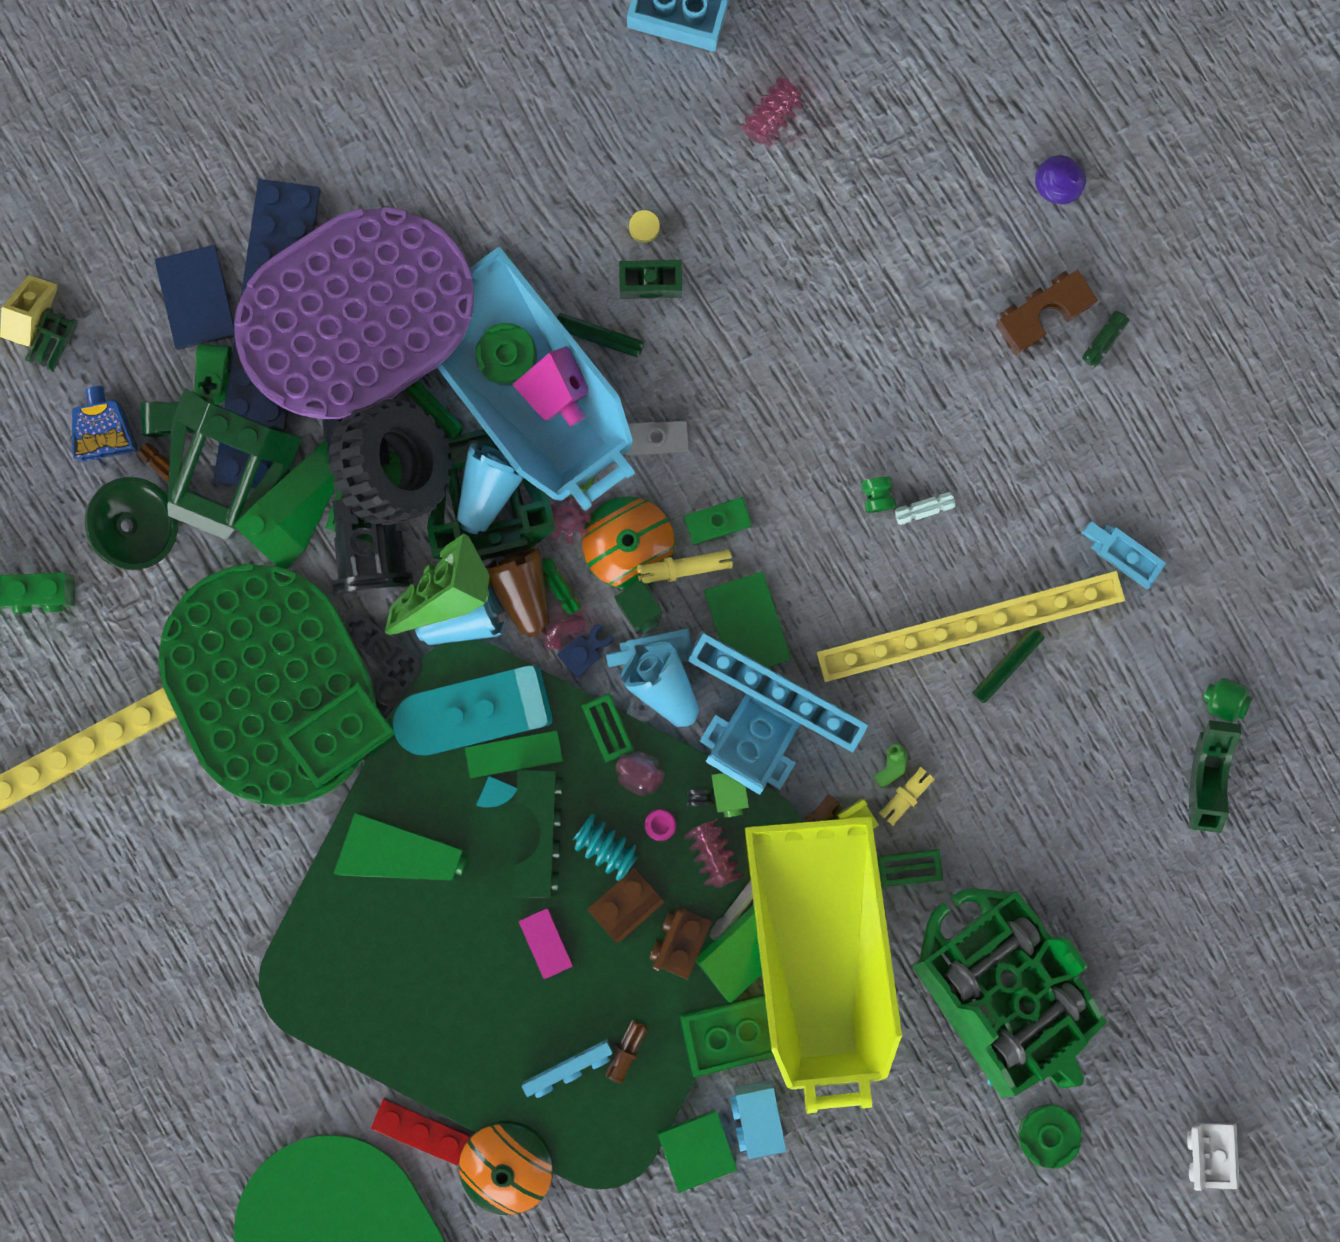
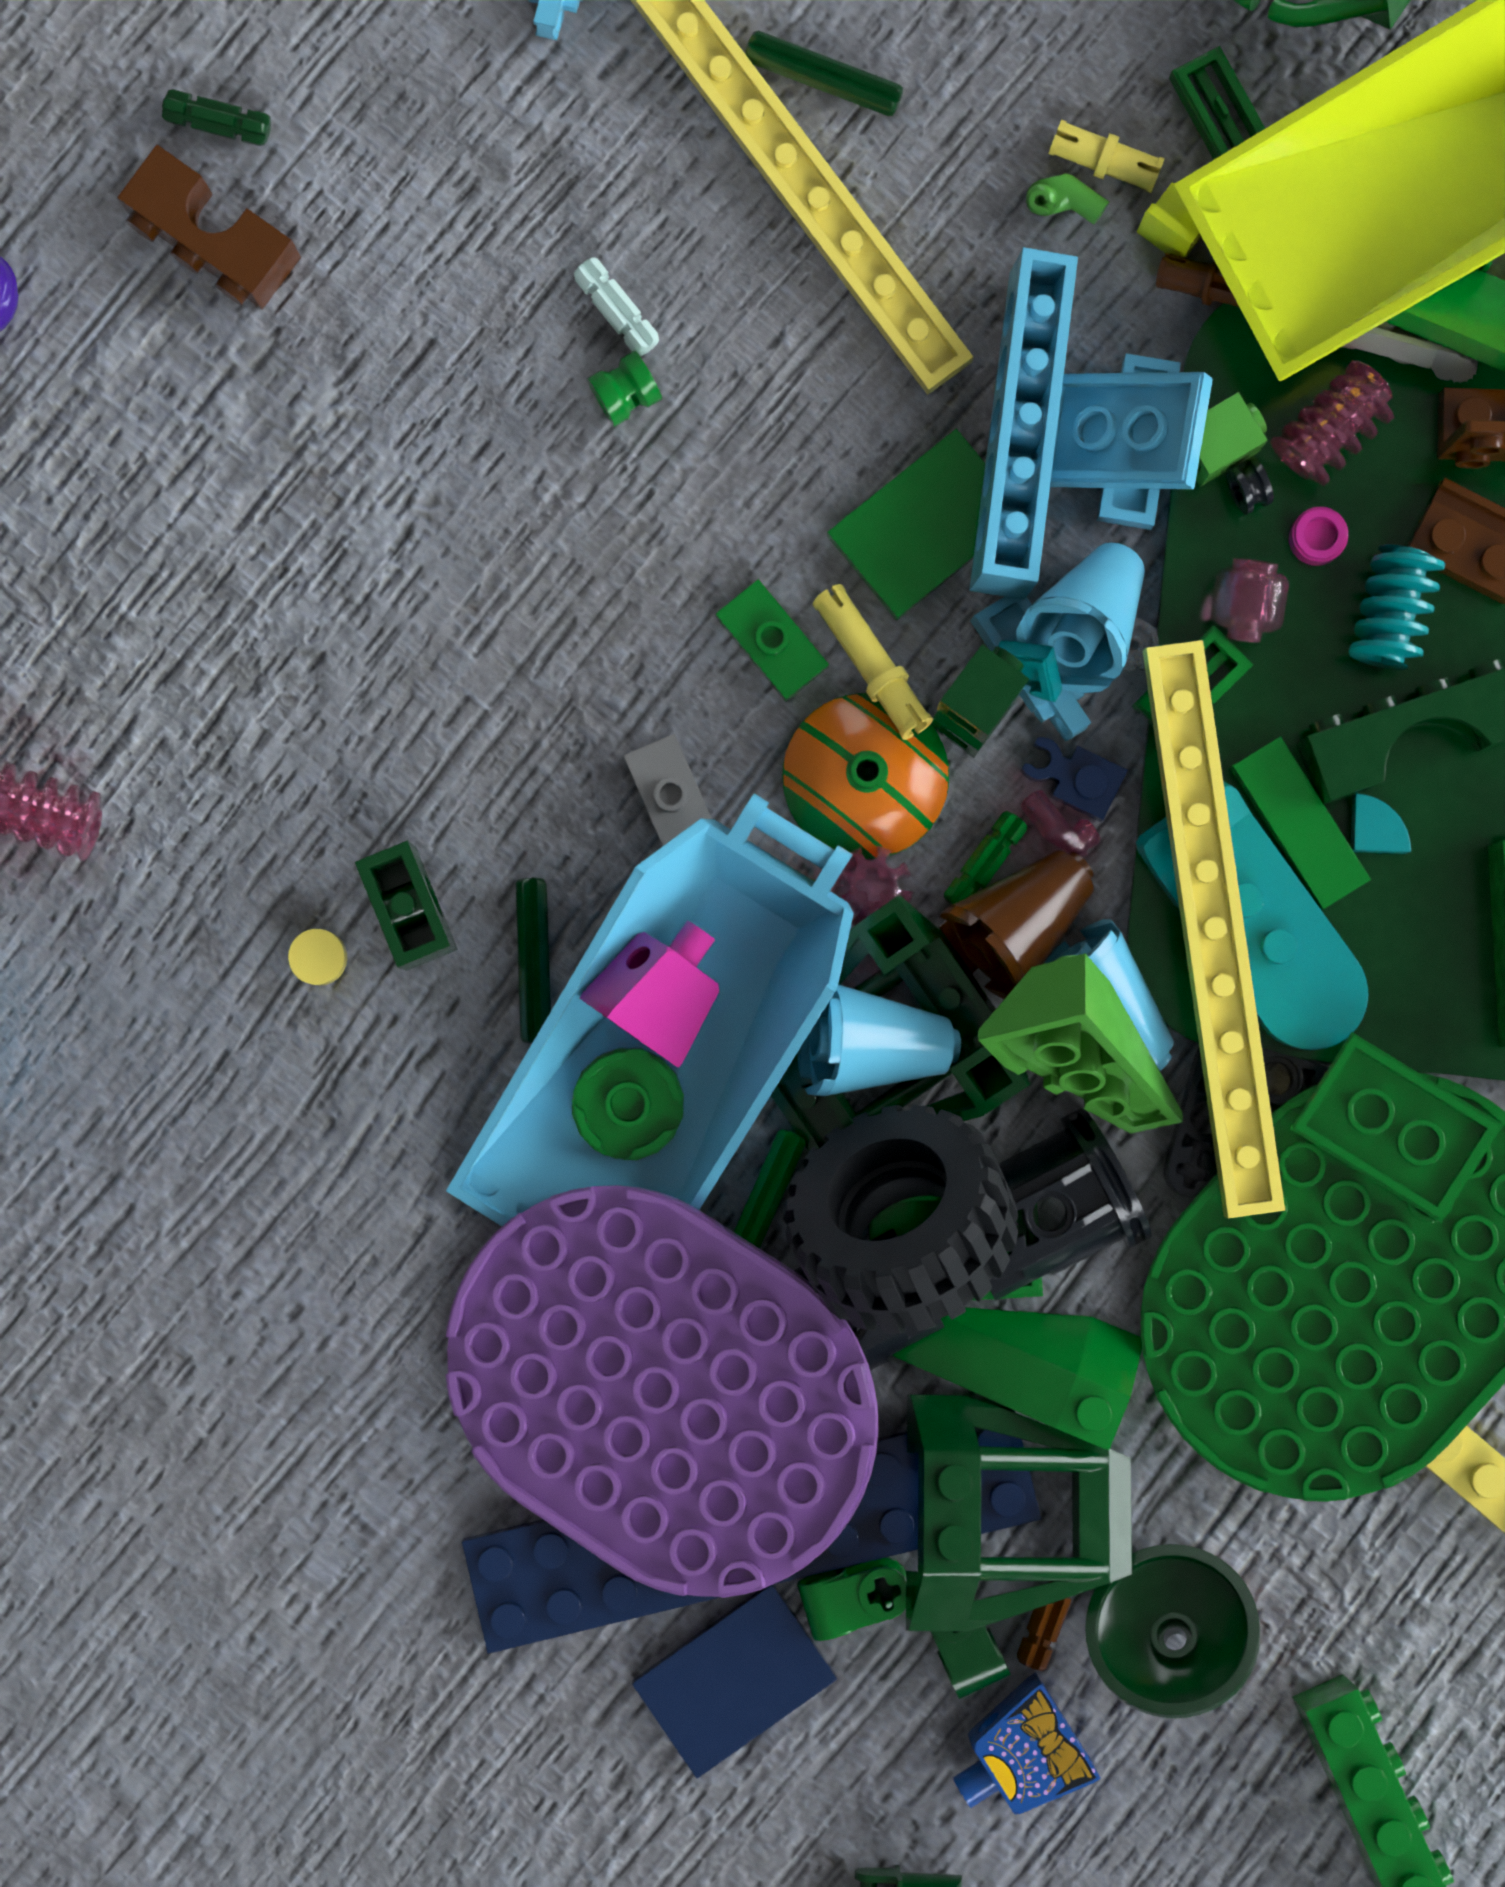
camera: 105 degrees left, 0 degrees up
(475, 682) = (1213, 929): none -> light yellow plate
(648, 646) = (1039, 667): none -> teal tile

